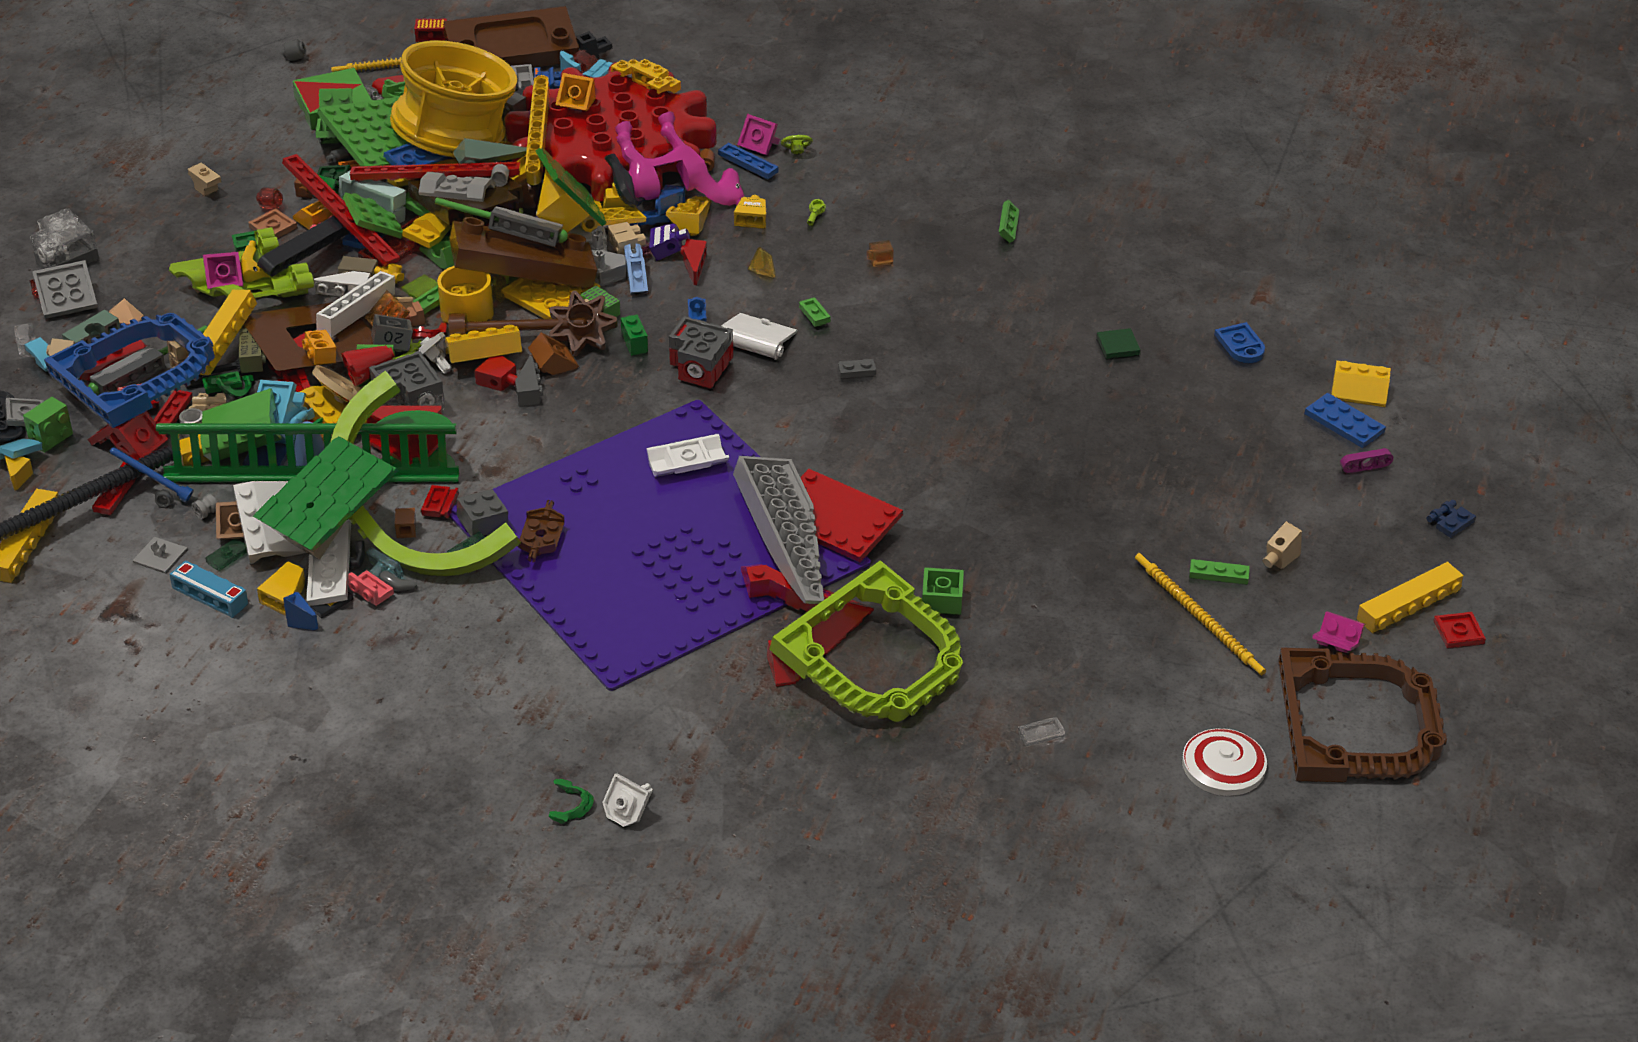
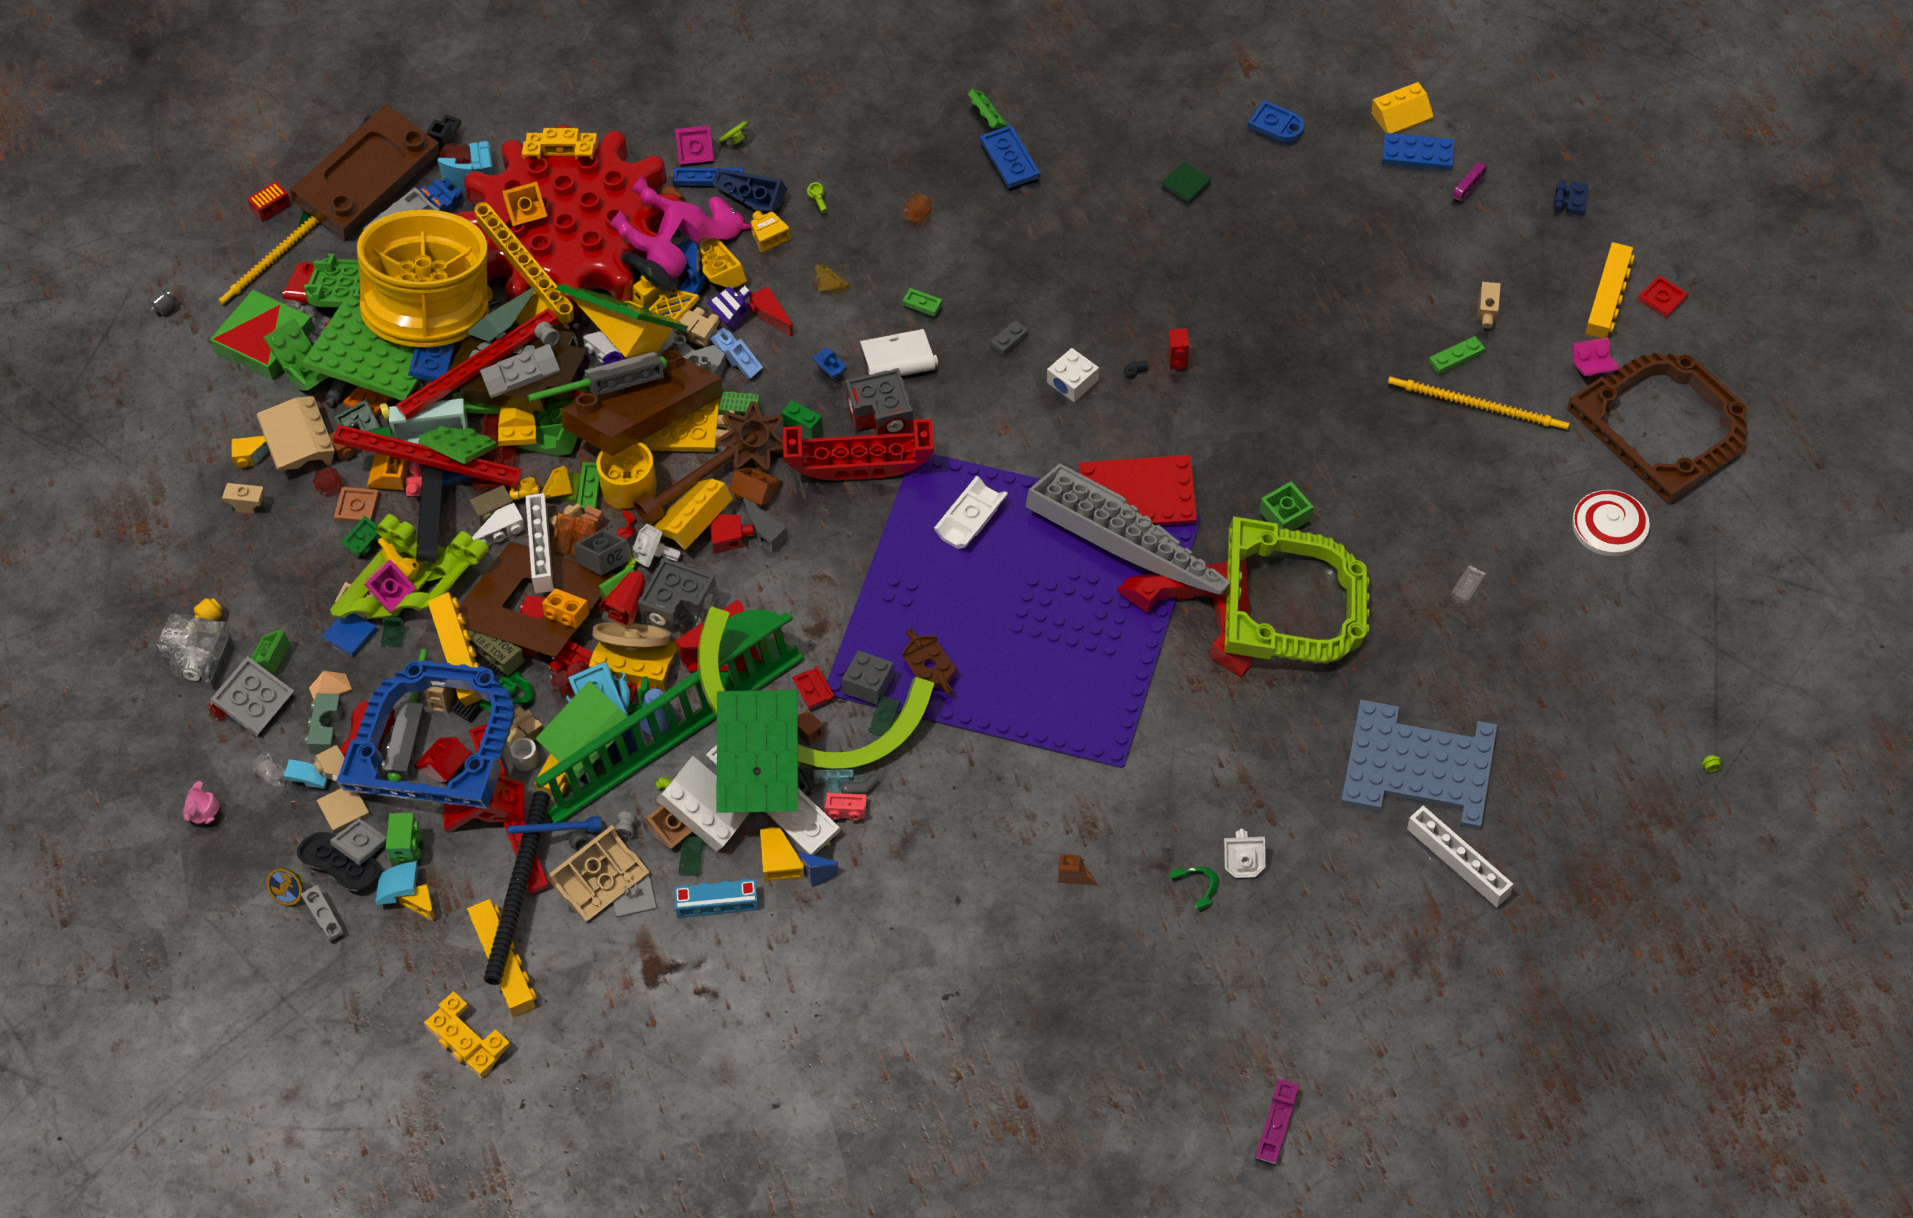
camera: 35 degrees left, 15 degrees up
(41, 388) = (342, 809): none -> tan tile
(102, 229) = (208, 609): none -> yellow head
(111, 275) = (271, 650): none -> bright green slope
(147, 518) = (597, 874): none -> tan piece
(175, 293) = (349, 634): none -> blue tile
(202, 308) = (392, 632): none -> clear green bracket
(243, 157) = (248, 451): none -> yellow slope
(268, 159) = (296, 433): none -> tan piece
(415, 283) = (557, 484): none -> yellow slope
(432, 1008) = (1277, 1121): none -> magenta slope
(485, 731) = (1074, 871): none -> dark orange slope
(639, 372) = (858, 455): none -> red slope
(768, 181) = (754, 190): none -> dark blue wedge
(804, 914) = (1460, 856): none -> white brick
(852, 832) = (1417, 764): none -> sand blue piece
(875, 414) = (1072, 374): none -> white brick
(933, 437) = (1134, 366): none -> black arm
(977, 438) = (1178, 349): none -> red brick
(992, 258) = (1010, 156): none -> blue plate
(1113, 988) = (1711, 763): none -> lime plate

